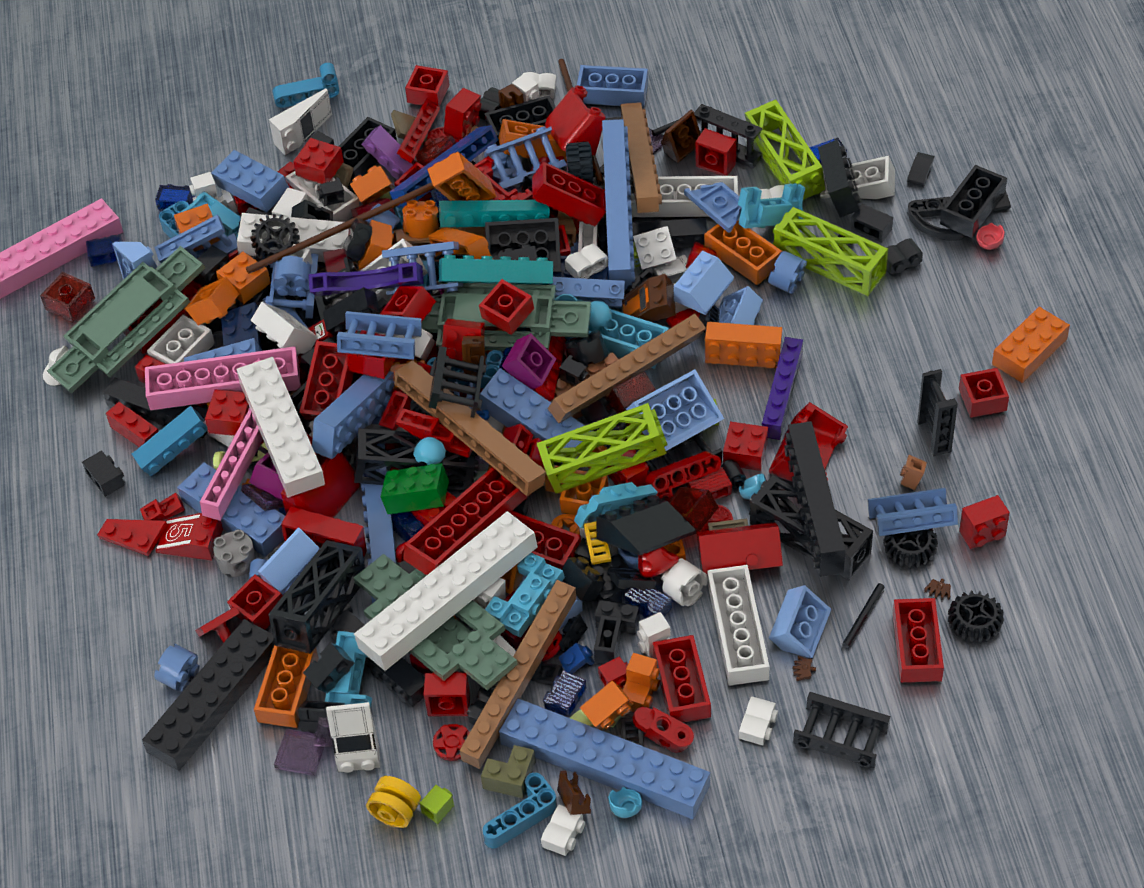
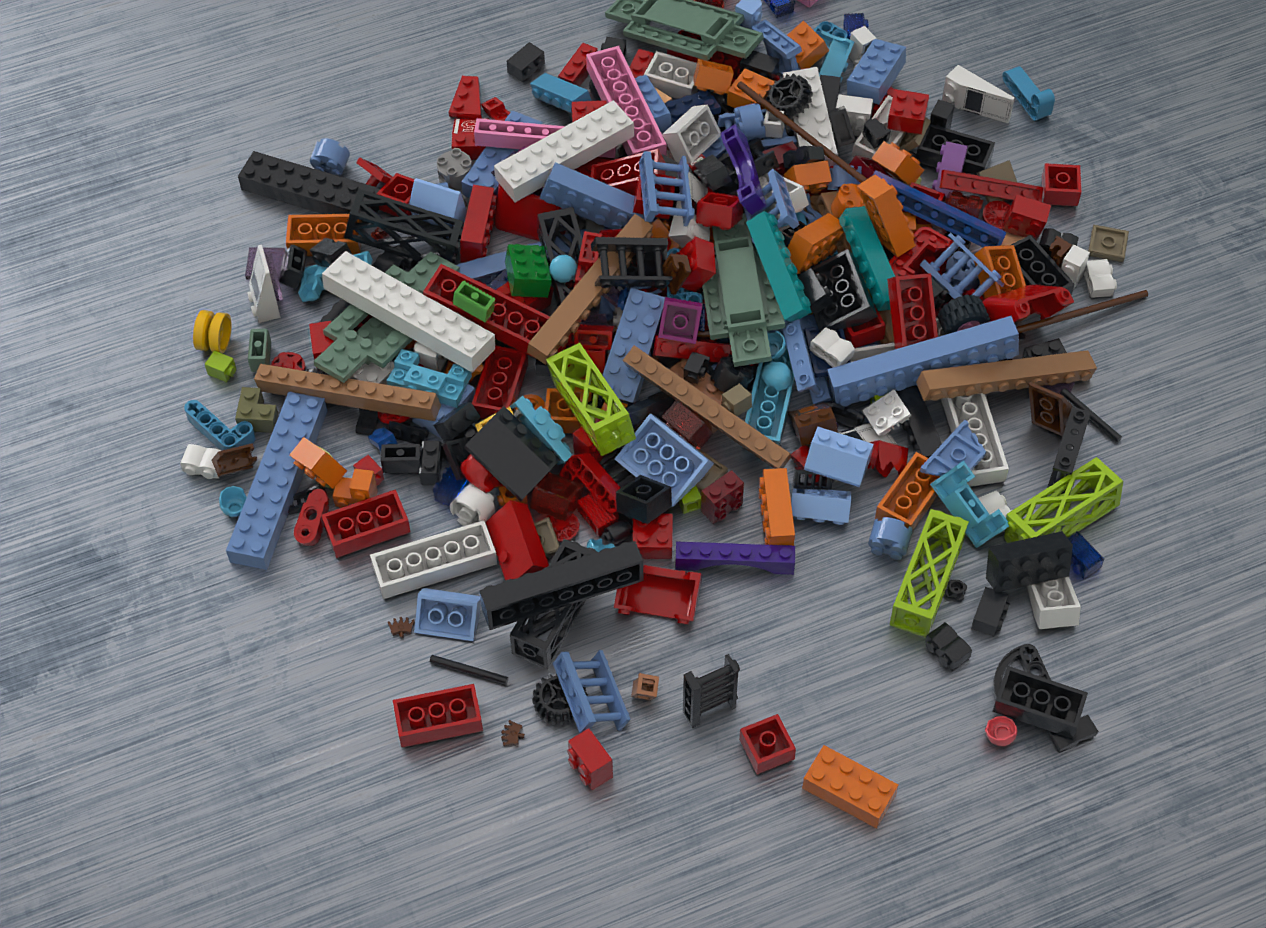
camera: 75 degrees right, 5 degrees up
(429, 760) = (259, 348): none -> sand green brick
(467, 517) = (474, 301): none -> bright green brick
(498, 73) = (1108, 243): none -> dark tan tile
(506, 306) = (733, 282): red brick -> none
(565, 694) = (342, 438): clear blue brick -> none
(613, 85) = (1115, 340): medium blue brick -> none
(620, 344) = (737, 400): none -> dark tan brick
(651, 630) = (409, 492): white brick -> none
(715, 152) = (1044, 447): red brick -> none
(718, 381) = (722, 497): none -> dark red brick
(718, 432) = (643, 499): none -> black brick
(757, 721) = (332, 593): white brick -> none
(847, 712) = (345, 676): black fence -> none
(920, 168) = (1090, 650): black slope -> none
(976, 625) = (465, 760): black gear -> none

